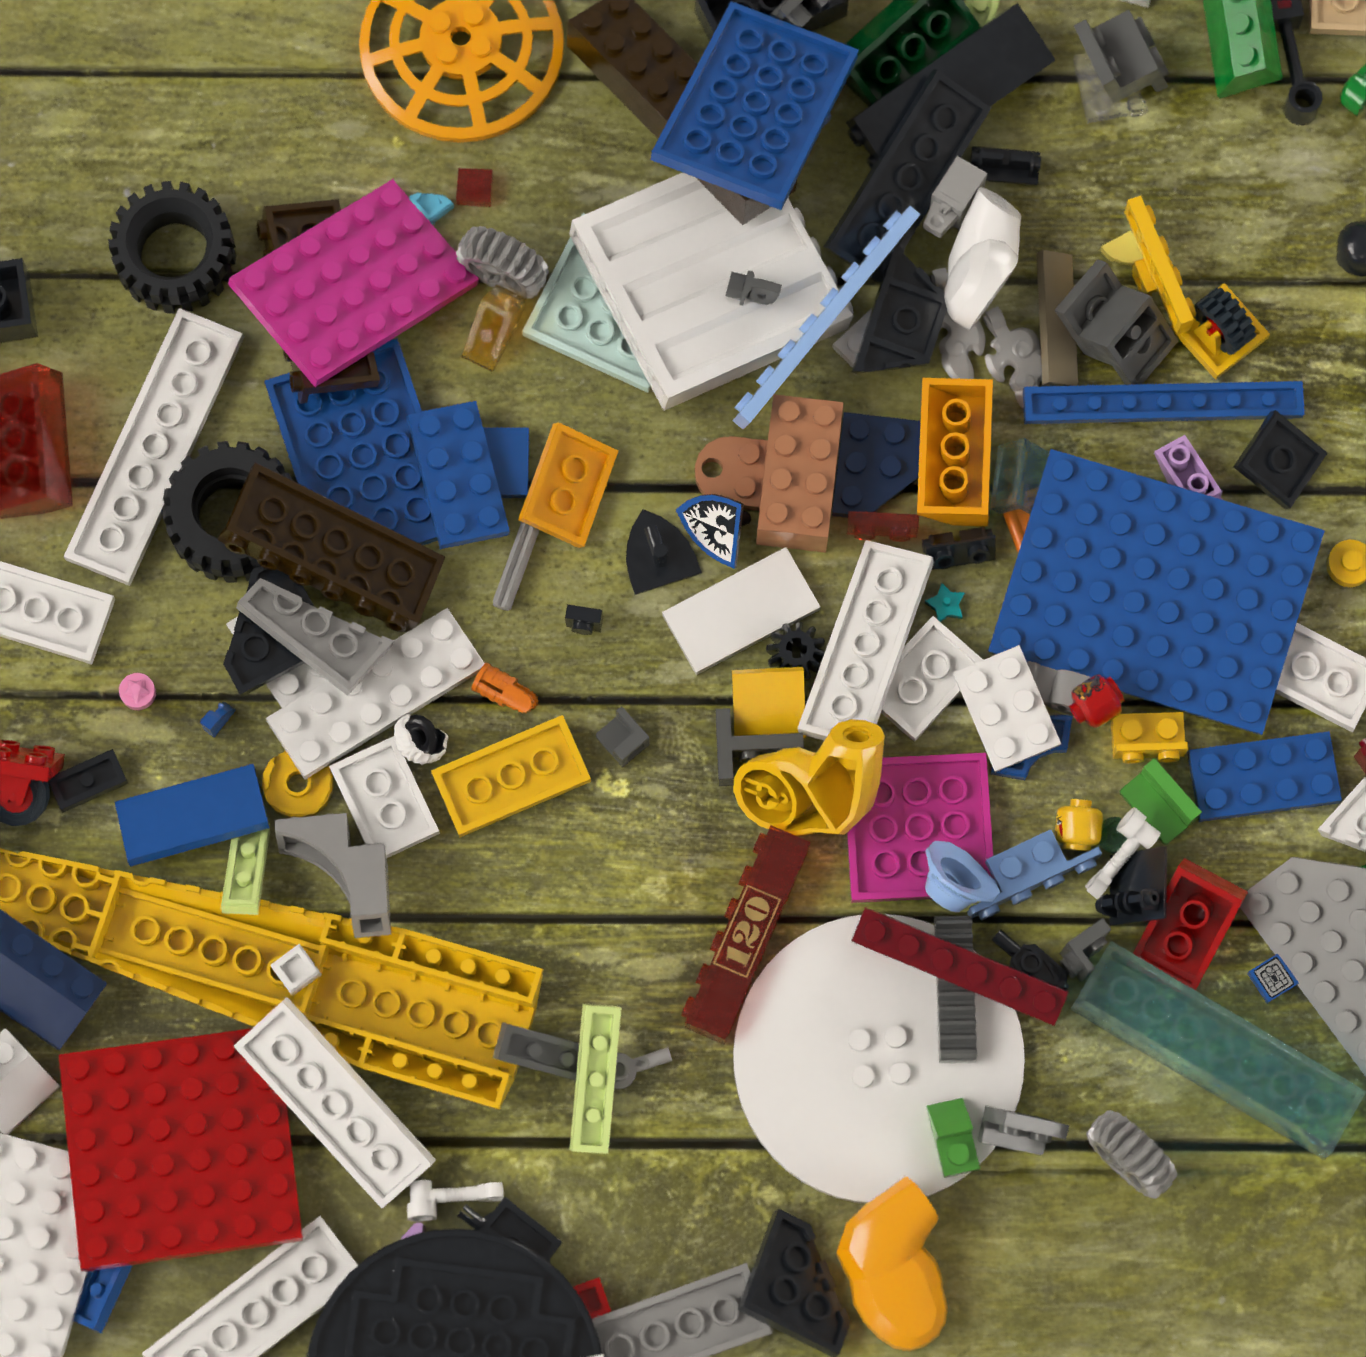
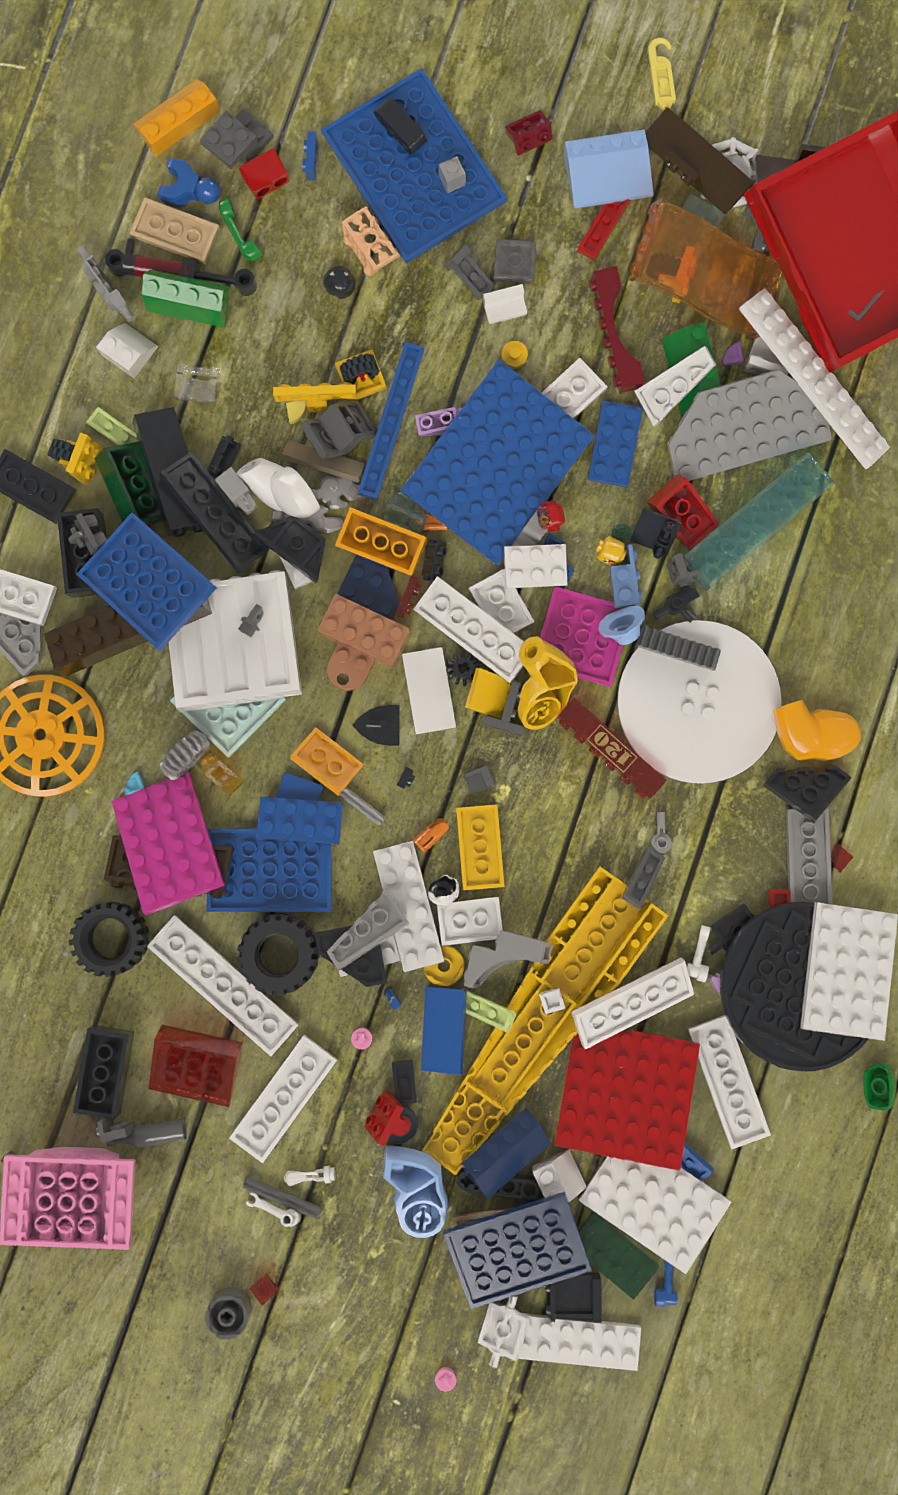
camera: 70 degrees left, 10 degrees up
(332, 549) = (322, 906): dark brown bracket -> none
(474, 187) = (132, 756): clear red plate -> none
(595, 1078) = (664, 857): yellowish green plate -> none
(715, 525) = (378, 688): shield -> none
(815, 326) = (285, 592): light blue plate -> none
(946, 603) = (462, 578): teal piece -> none
(953, 1137) = (756, 677): bright green slope -> none
(960, 966) = (685, 625): dark red arch -> none
(1019, 1130) = (765, 639): bracket -> none
(1123, 55) = (185, 368): dark grey bracket -> none
(1131, 1154) = (798, 586): light grey gear -> none
(1137, 833) = (626, 521): white brick -> none
(1148, 736) = (573, 496): yellow bracket -> none
(1161, 801) = (611, 503): bright green panel -> none
(1272, 978) = (725, 479): tile -> none
(1280, 459) = (444, 370): black plate -> none

